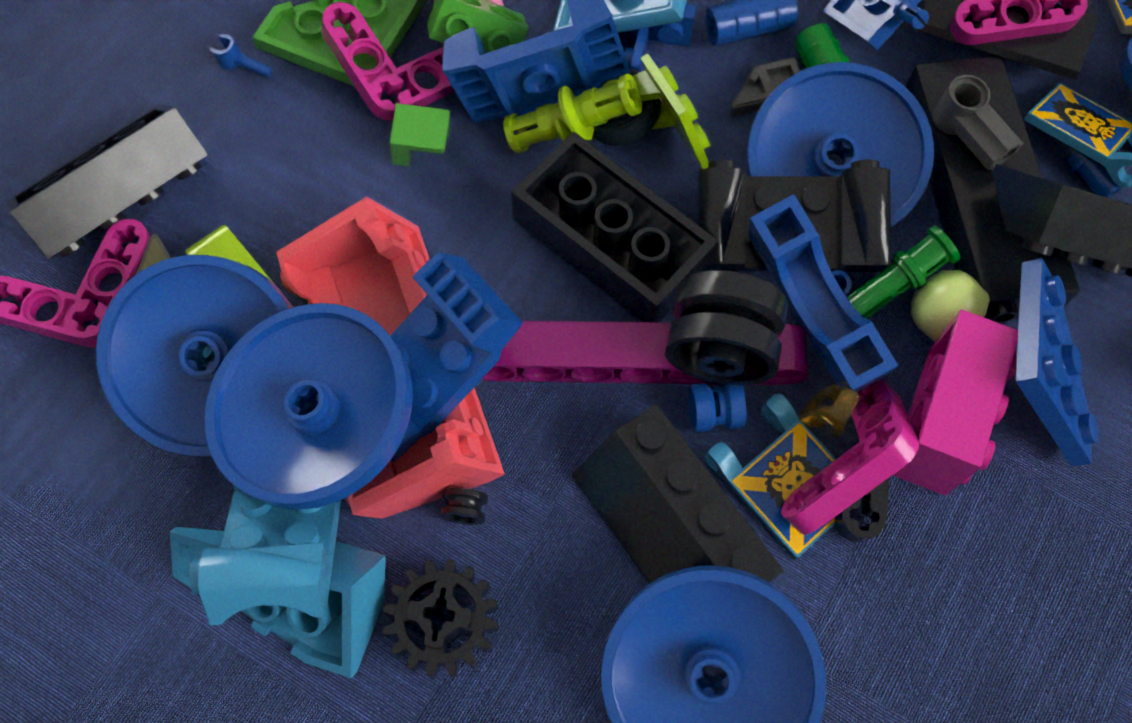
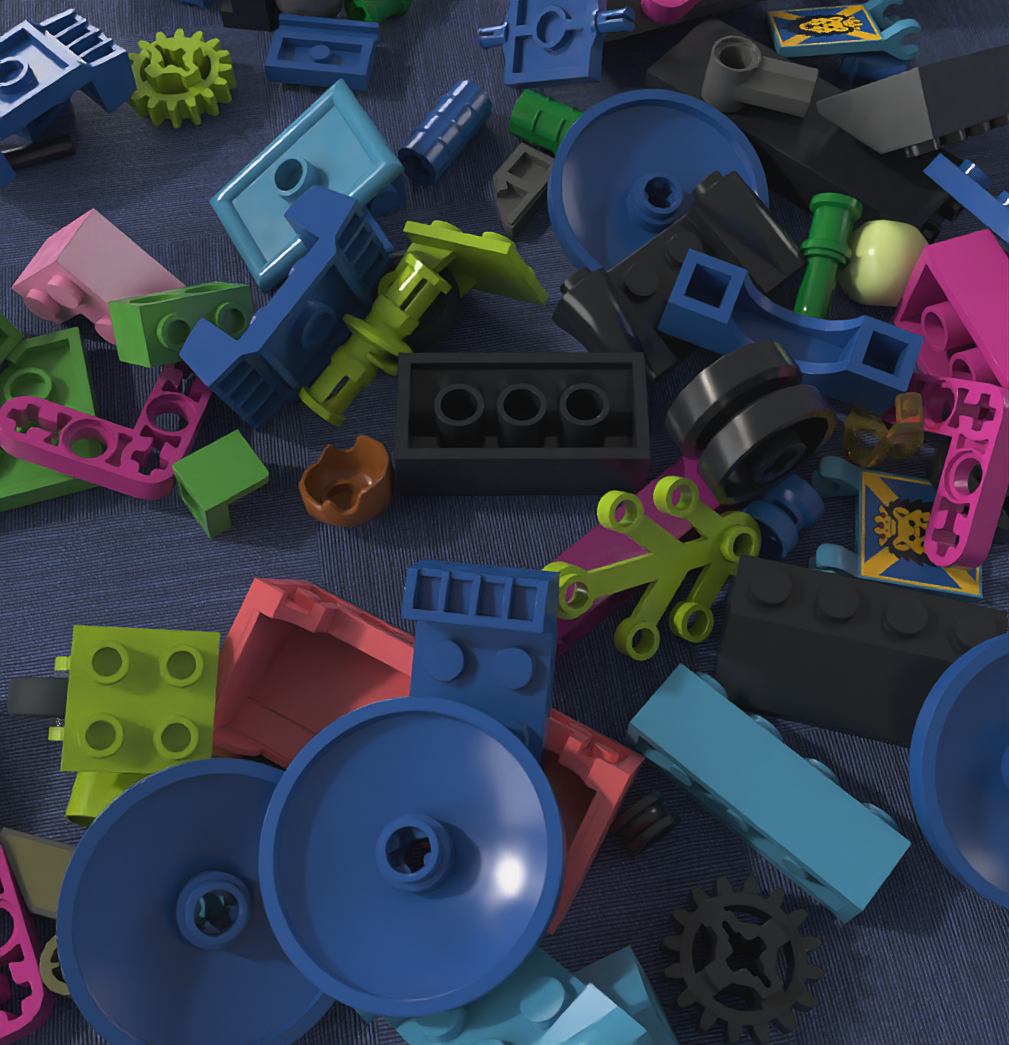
camera: 40 degrees left, 5 degrees down
(256, 213) = (127, 698): none -> lime plate
(484, 189) = (349, 484): none -> dark orange hair
(545, 547) = (767, 792): none -> dark azure brick
(609, 374) = (663, 565): none -> lime plant

